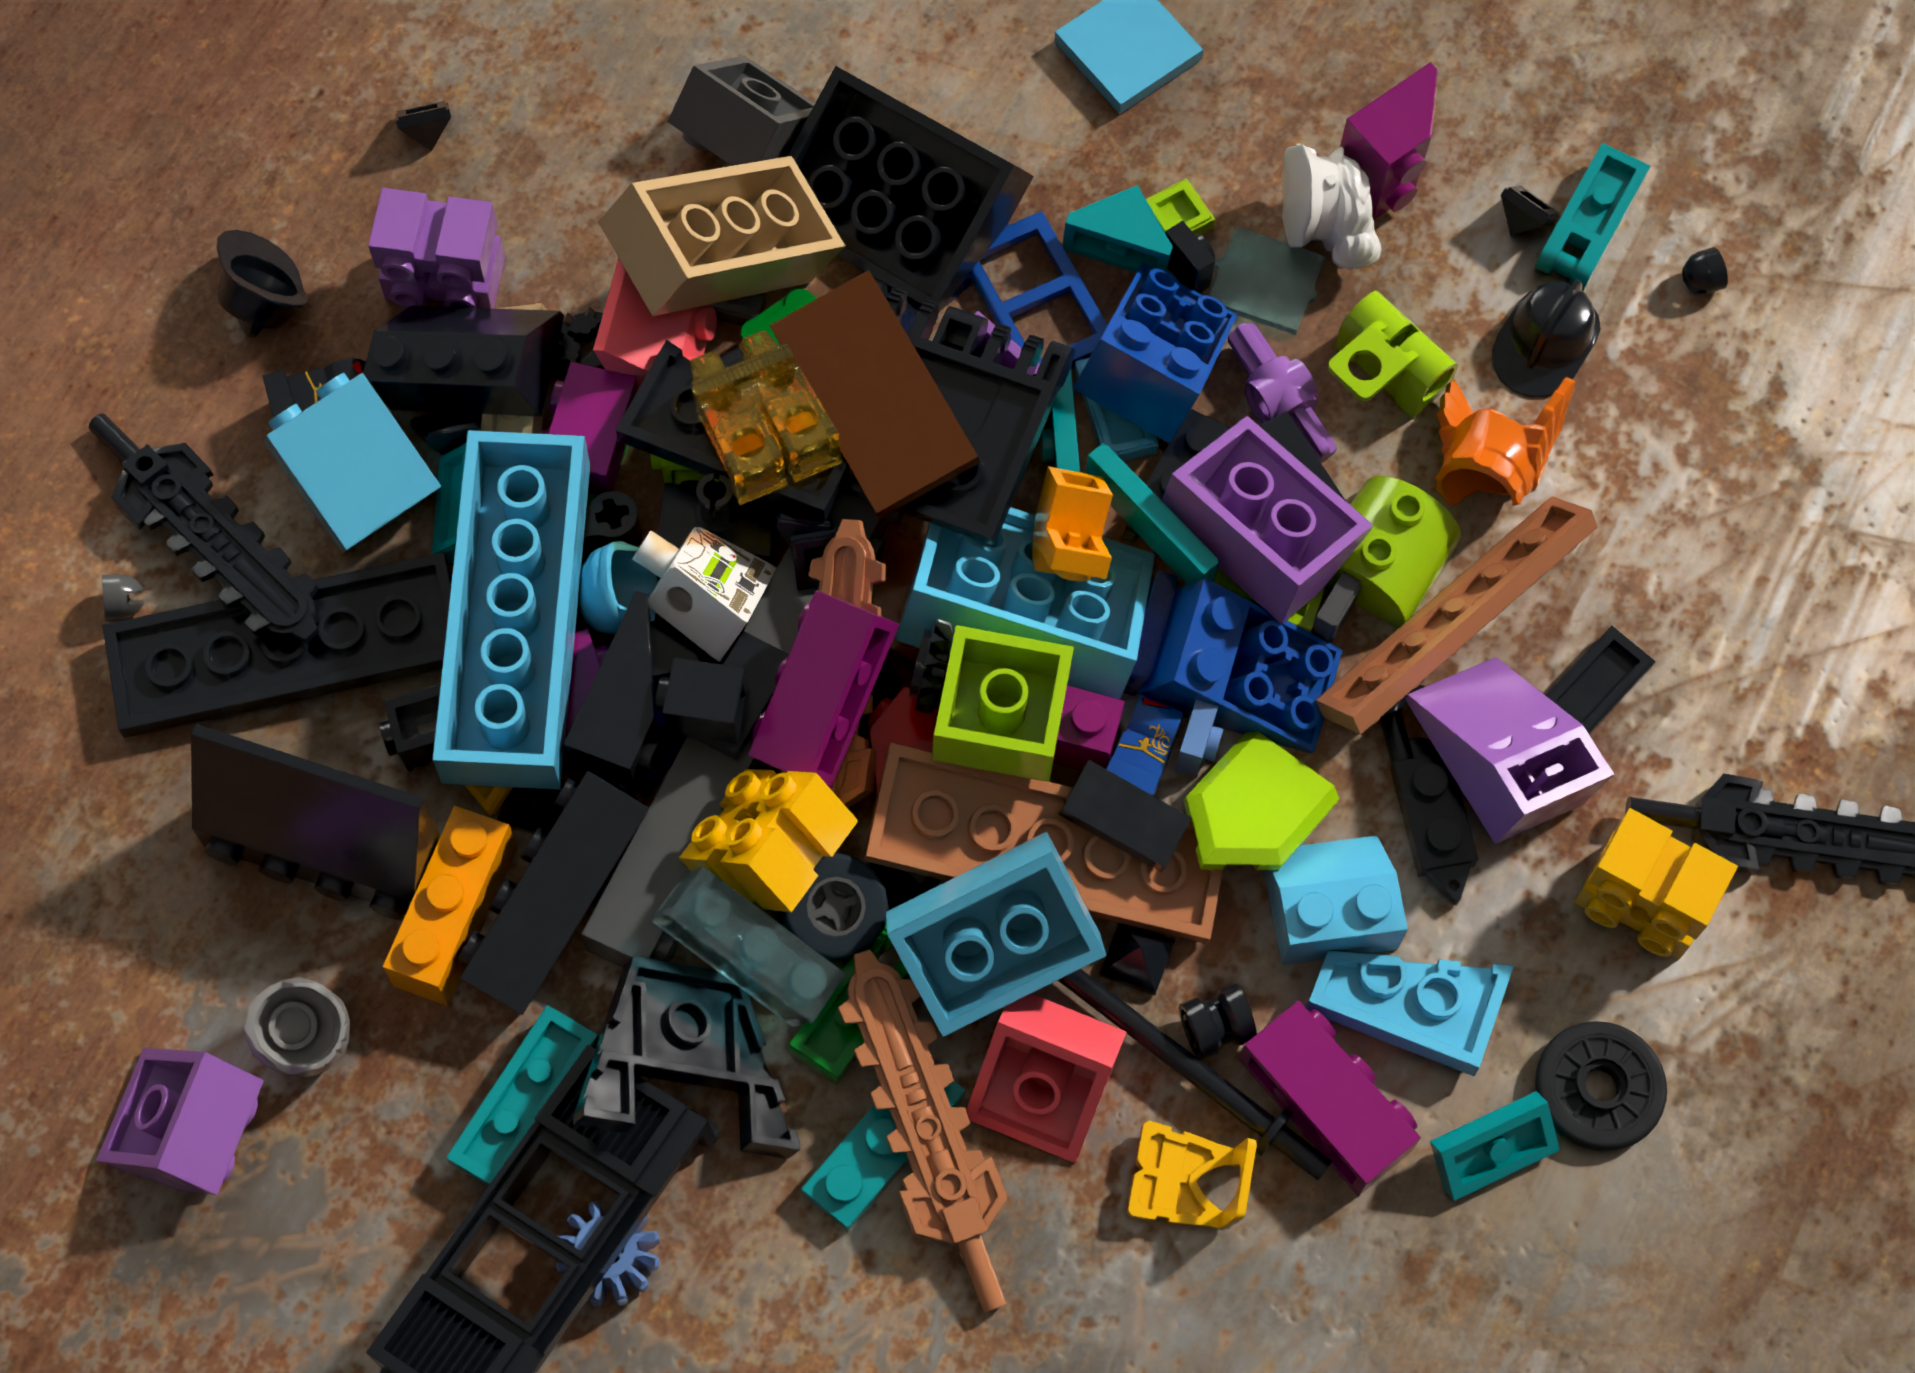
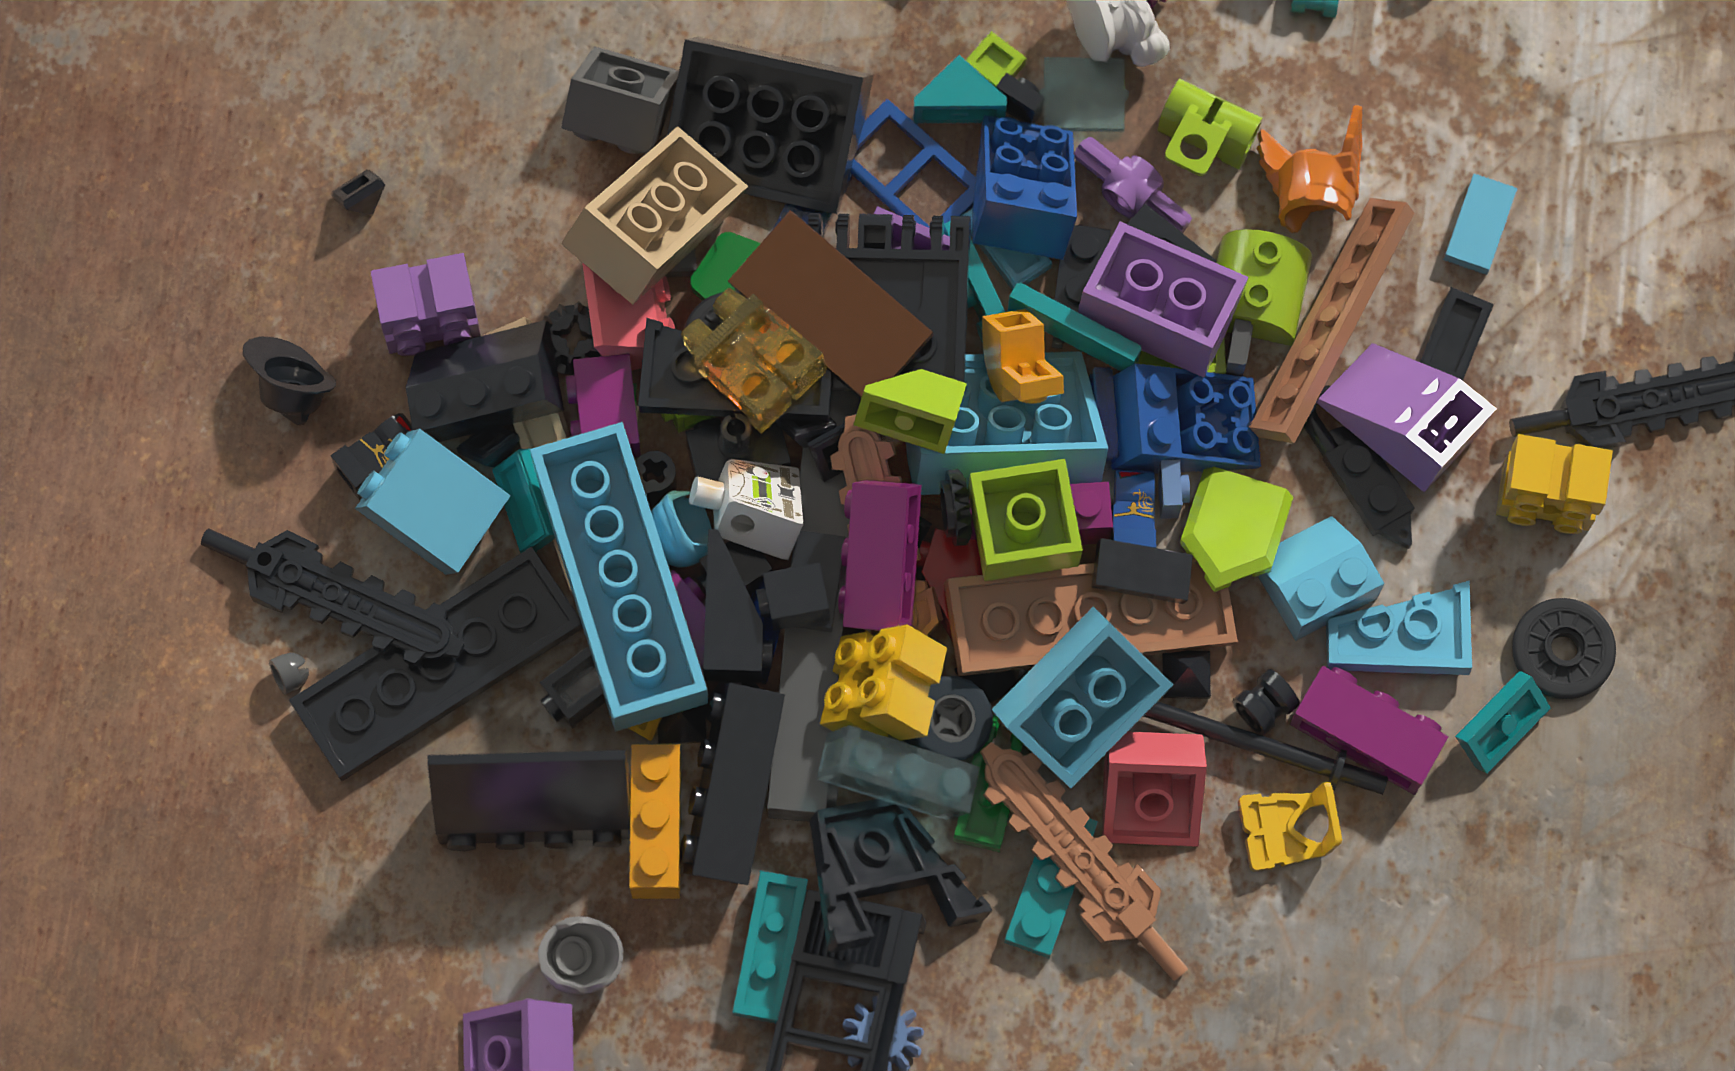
camera: 20 degrees left, 5 degrees up
(922, 533) = (912, 408): none -> lime slope
(1546, 338) = (1320, 68): black piece -> none
(1671, 568) = (1480, 224): none -> medium azure tile

